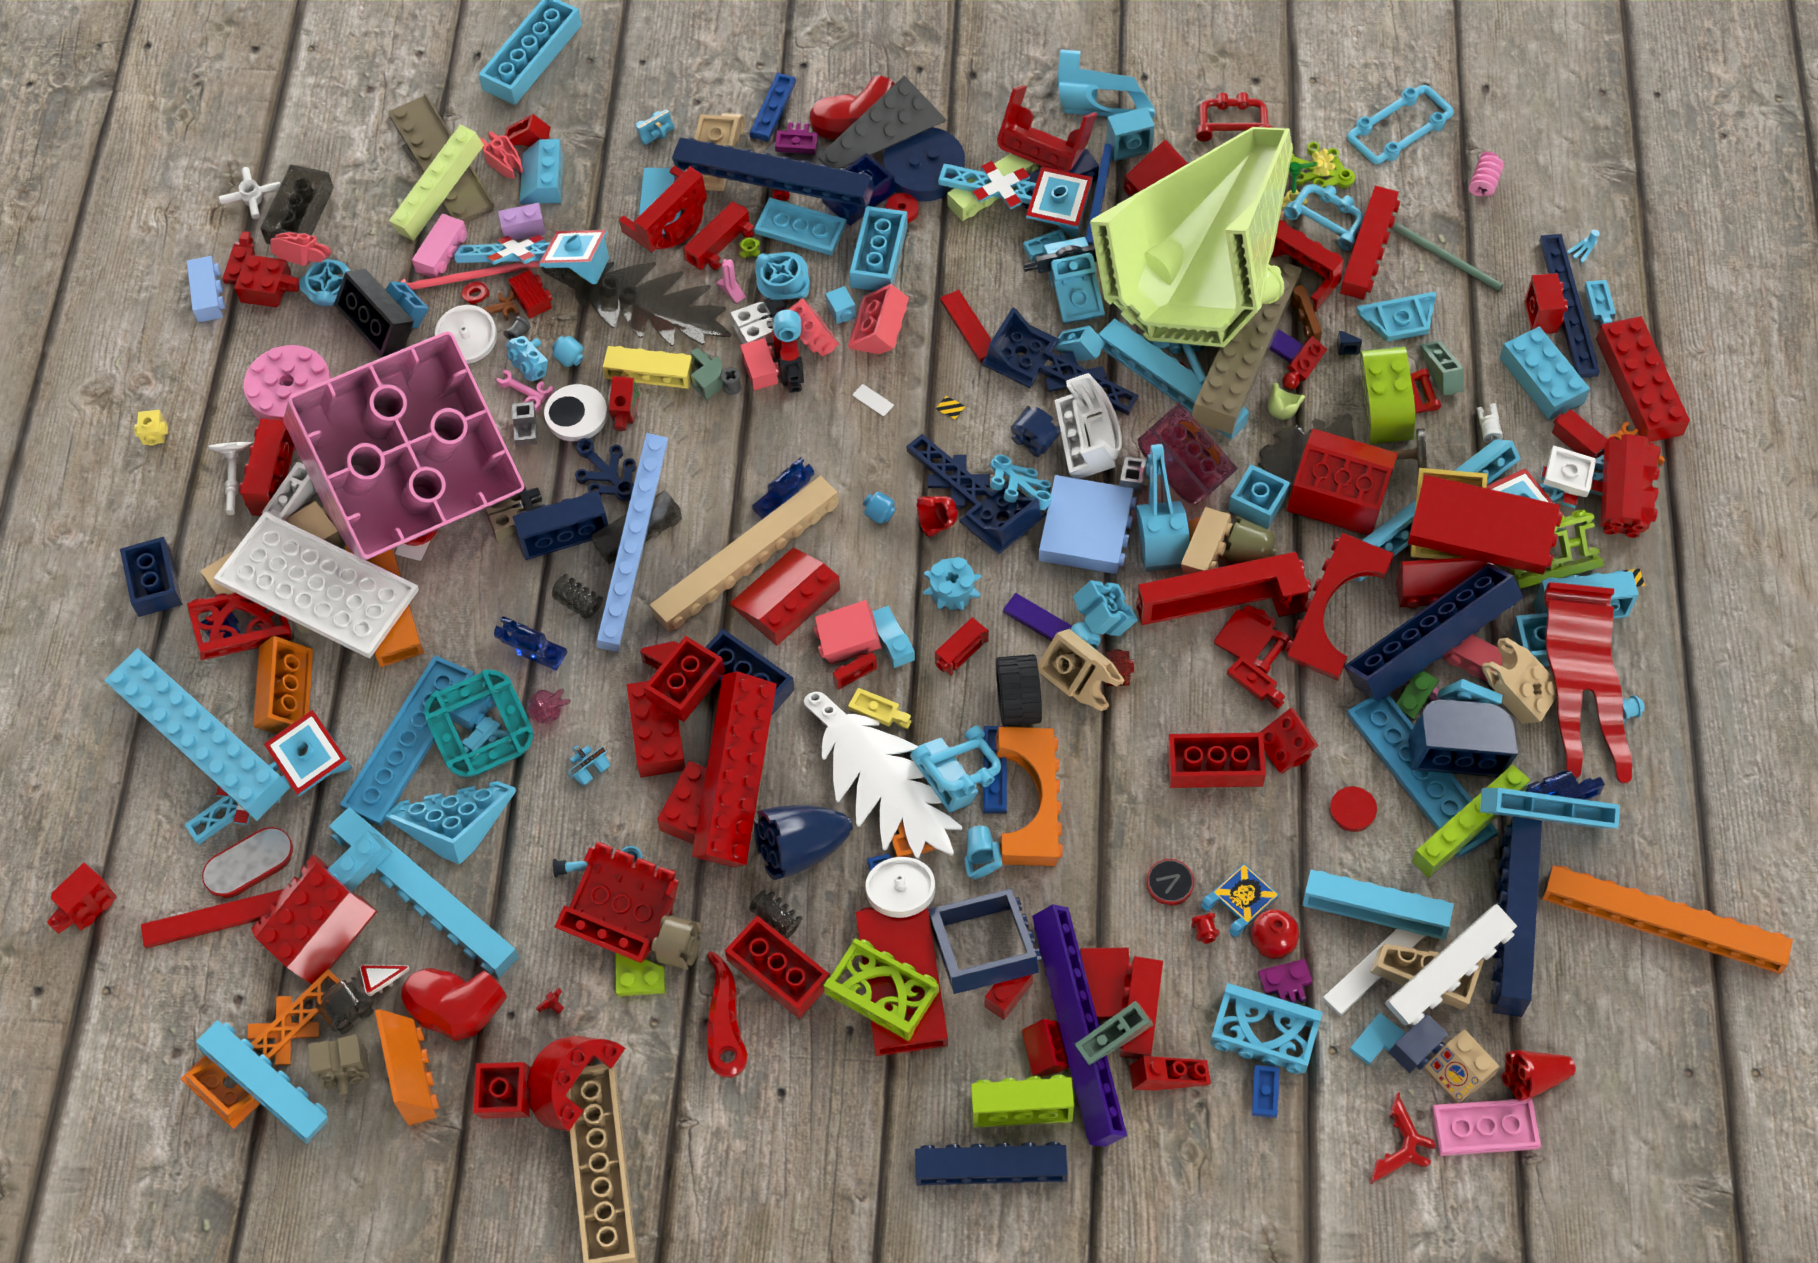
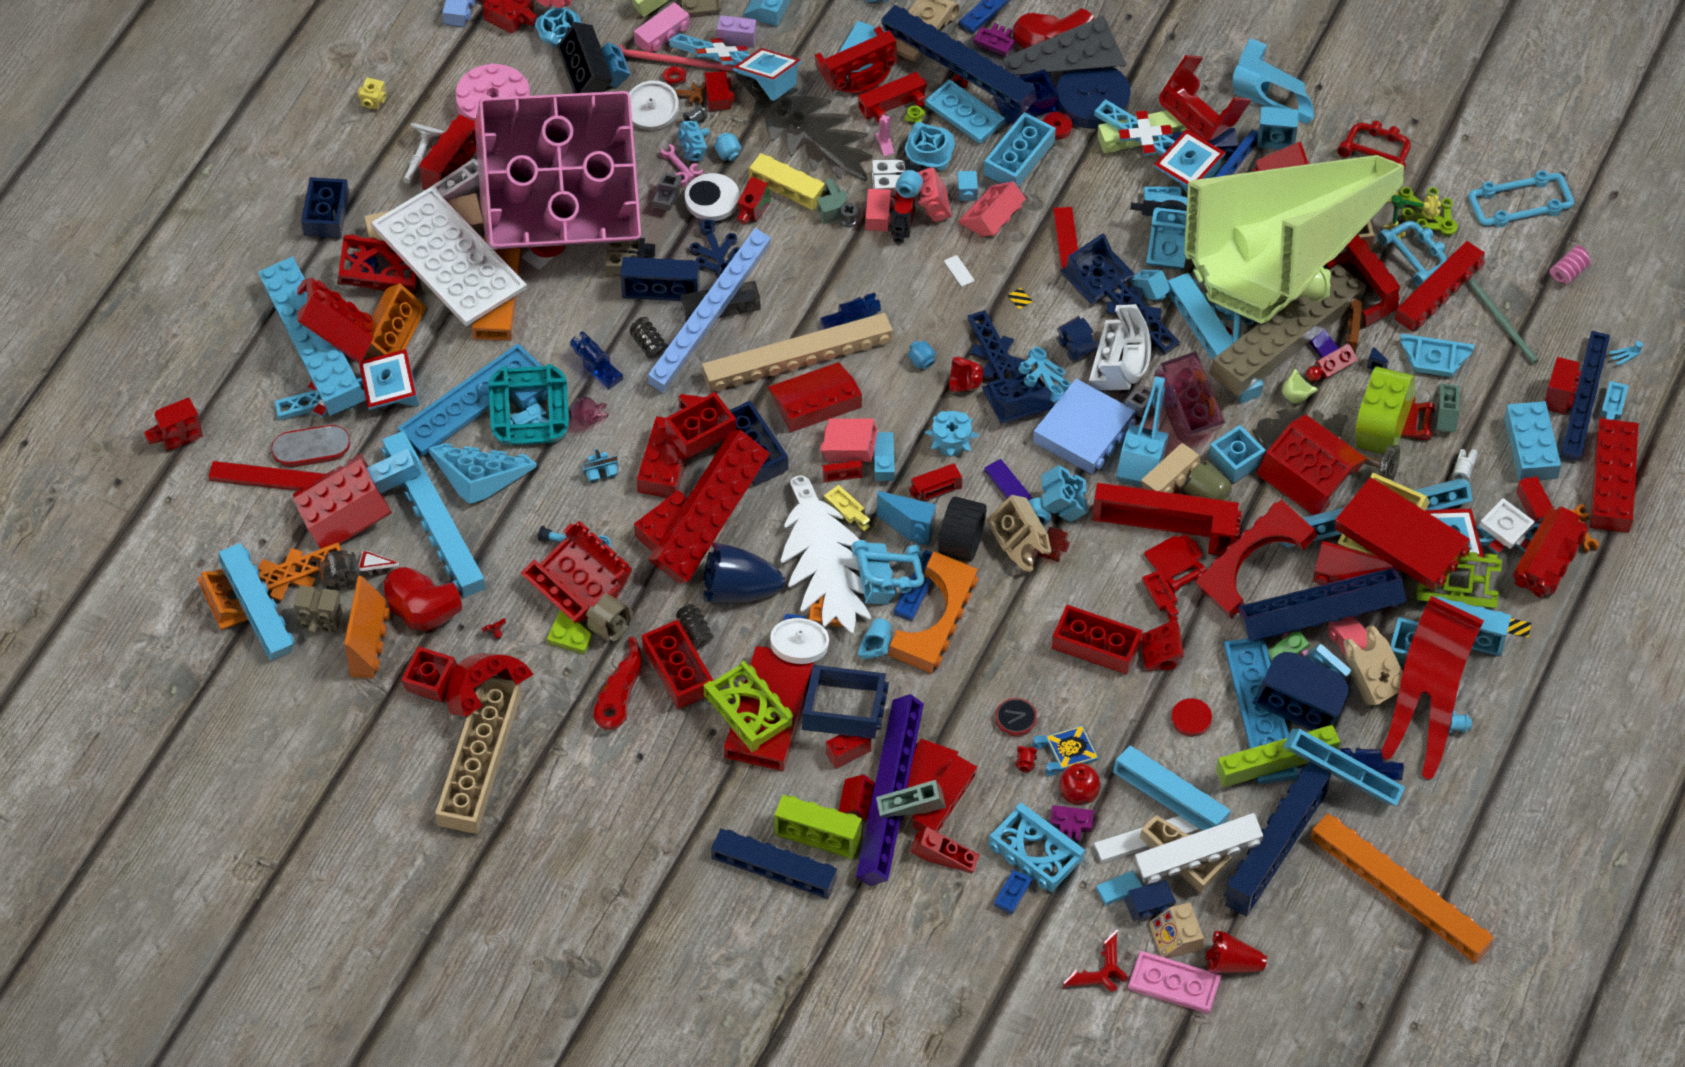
camera: 20 degrees right, 5 degrees down
(219, 707) = (335, 319): none -> red slope
(951, 697) = (907, 516): none -> dark azure slope

